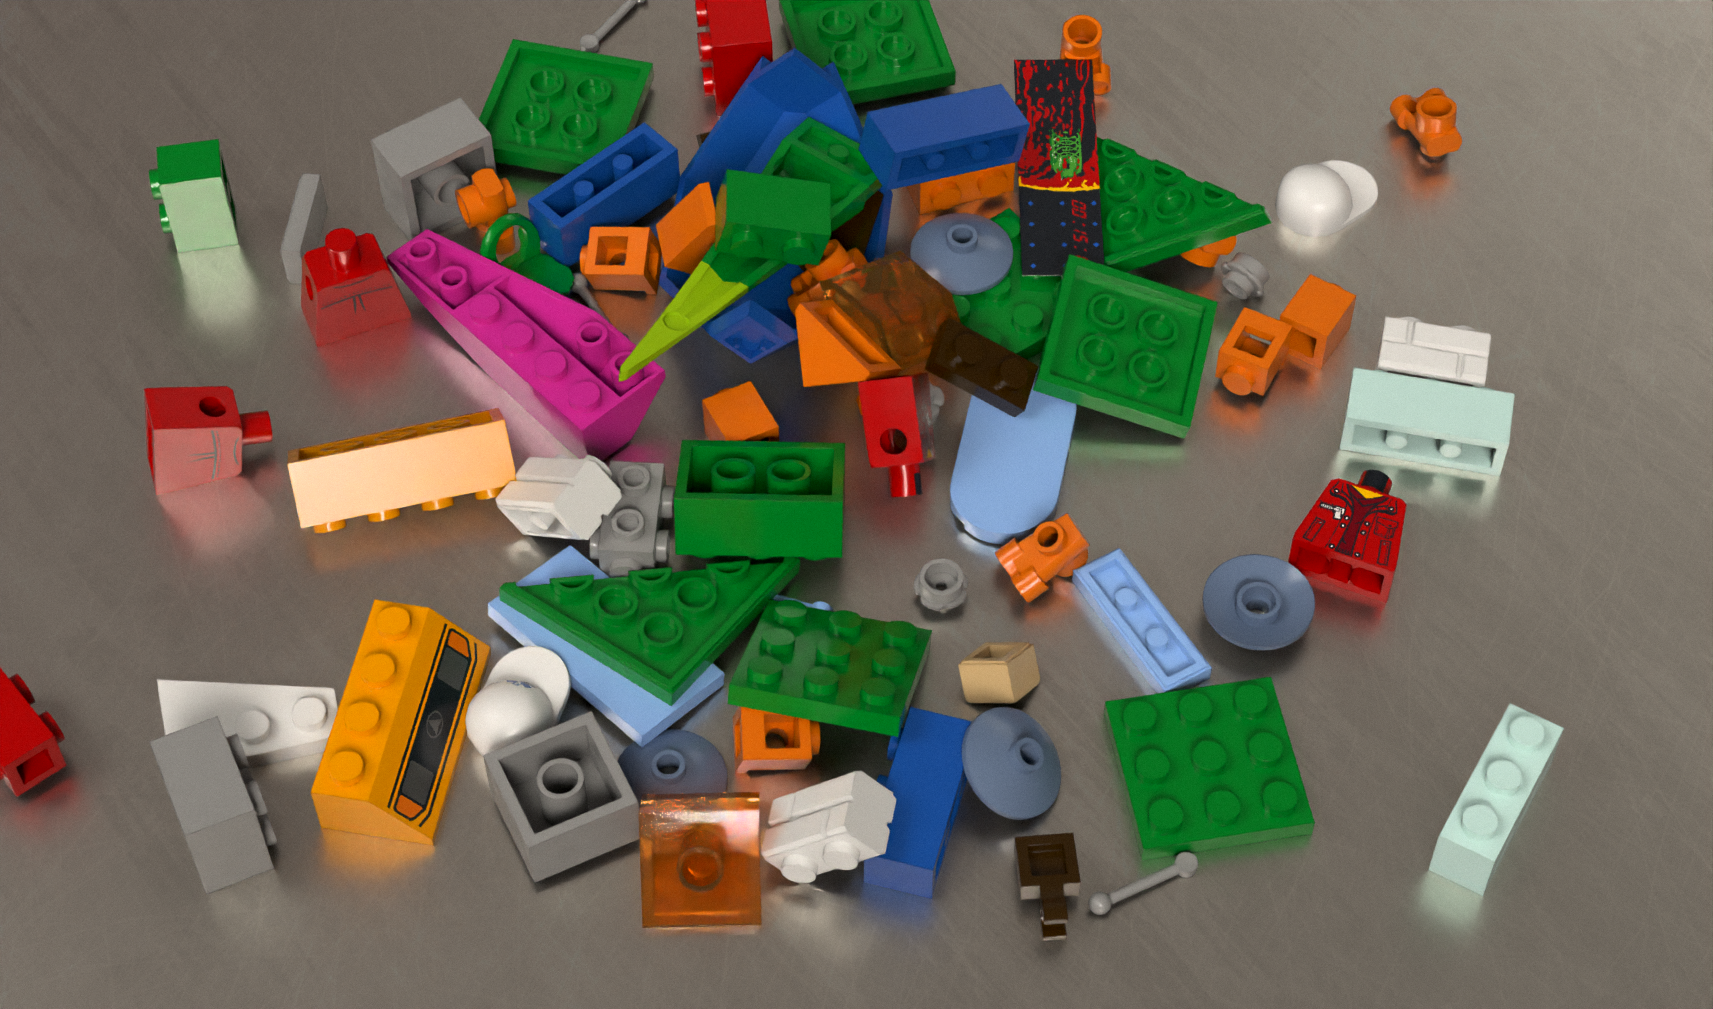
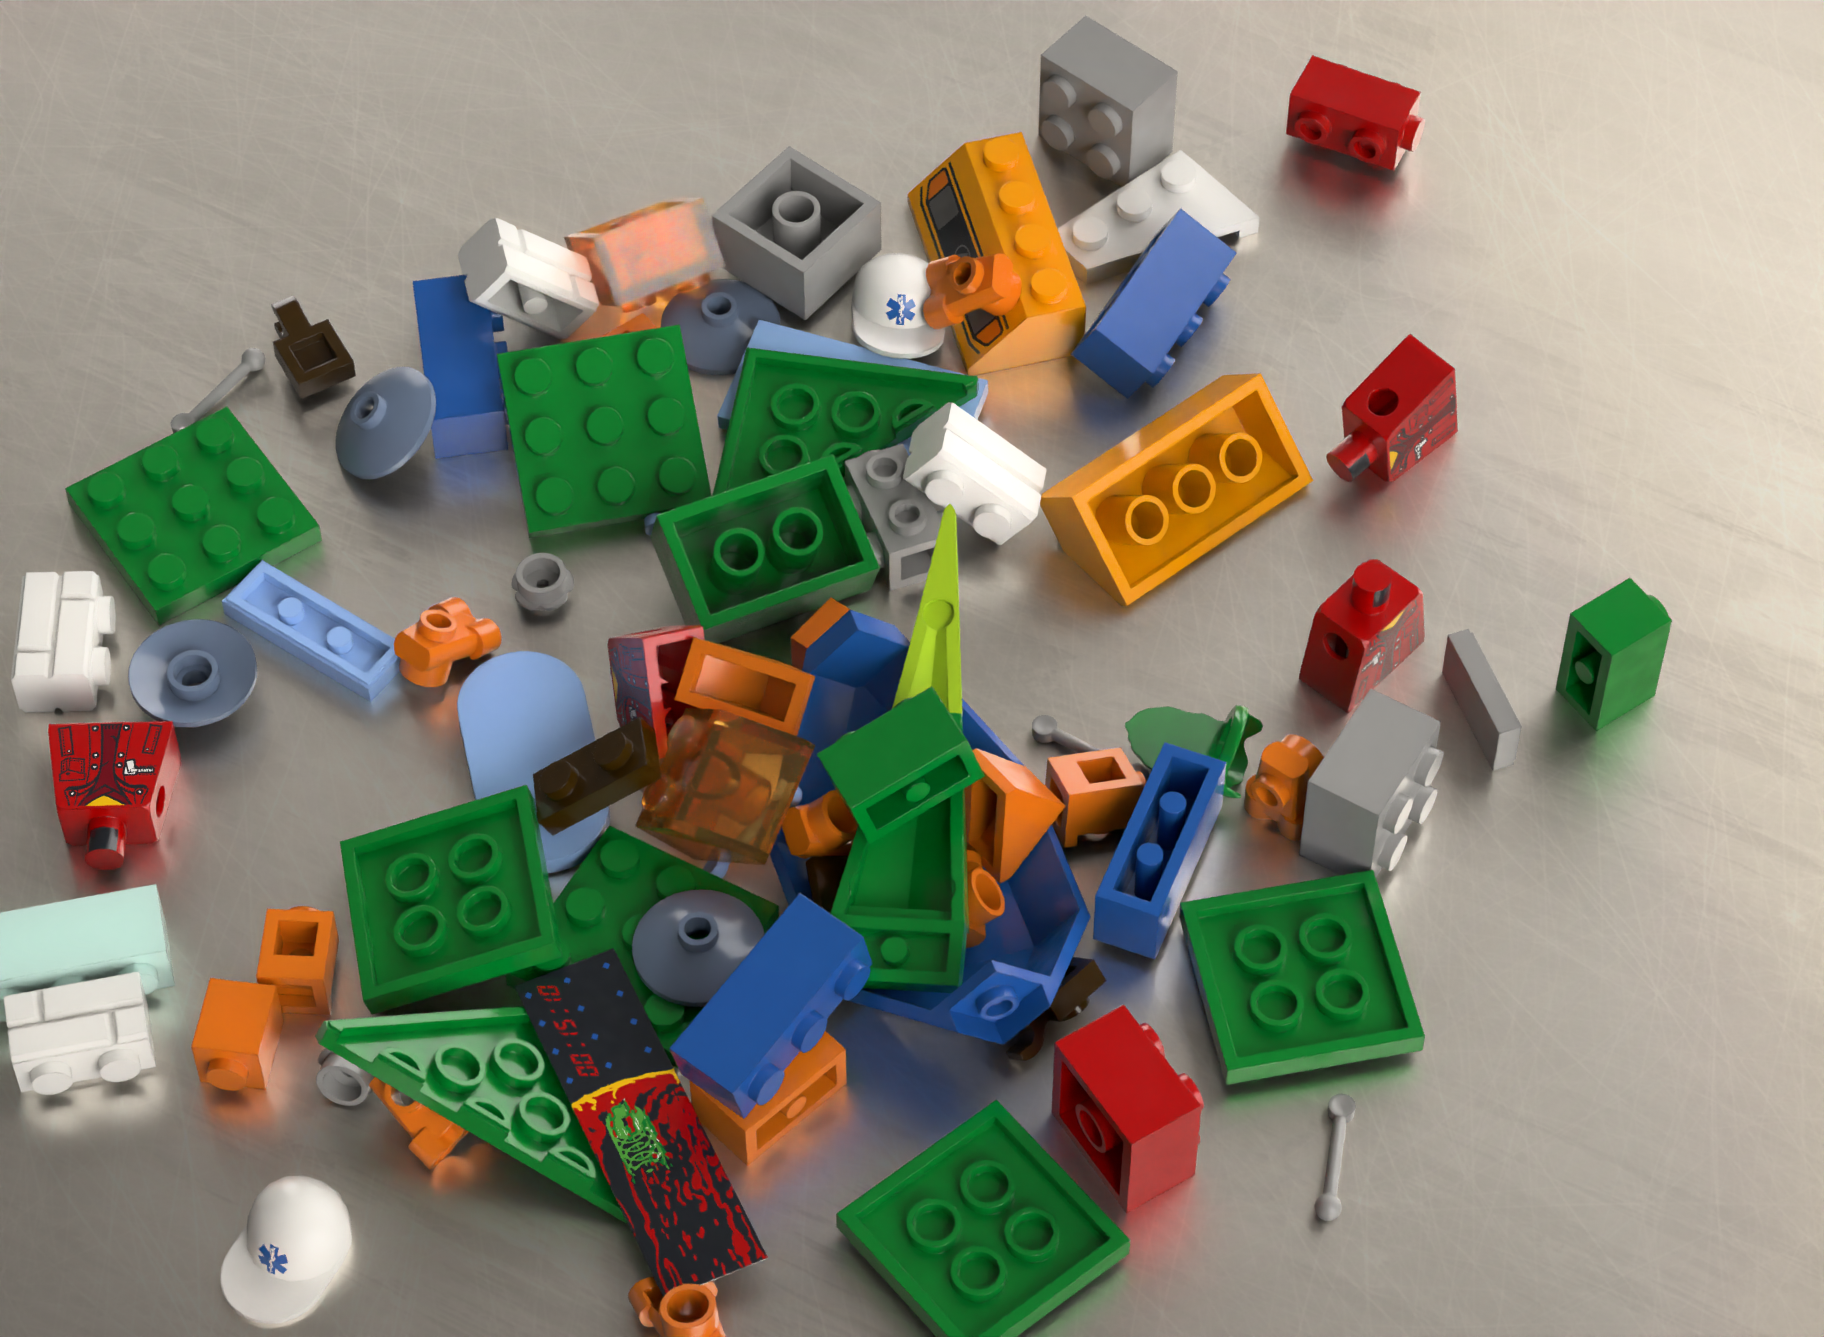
camera: 155 degrees right, 0 degrees up
(305, 613) = (1156, 305): none -> brick
(453, 648) = (967, 285): none -> orange plate
(533, 343) = (1133, 642): dark pink wedge -> none
(999, 672) = (441, 519): tan slope -> none
(1360, 672) = (60, 641): none -> white brick

